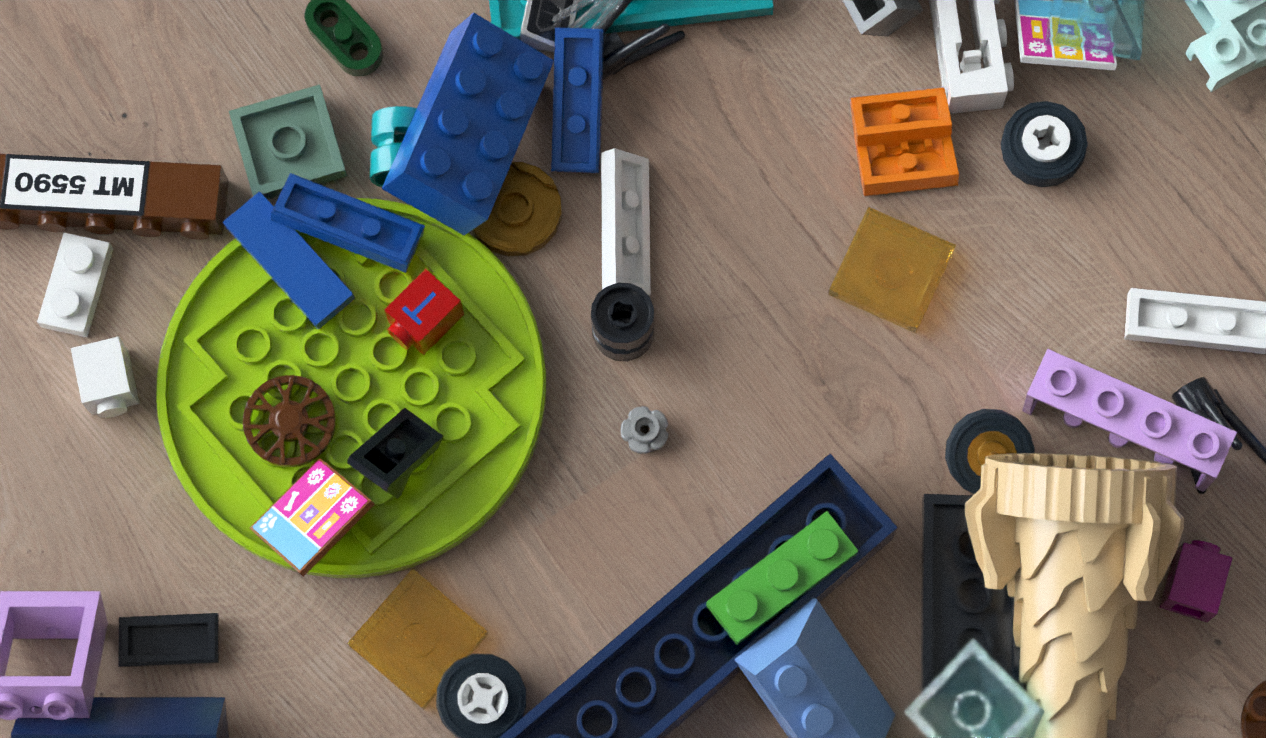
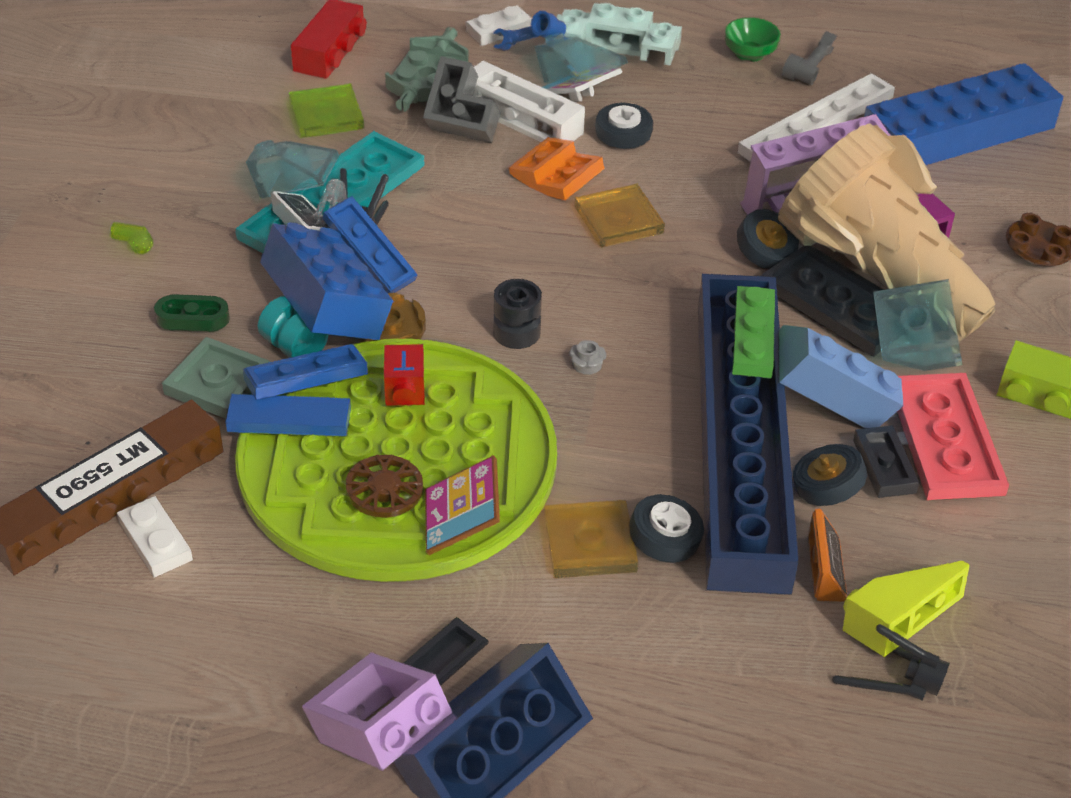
camera: 50 degrees left, 30 degrees down
(105, 377) = (234, 556): white brick -> none
(396, 451) = (472, 443): black slope -> none
(625, 219) = (458, 281): white plate -> none

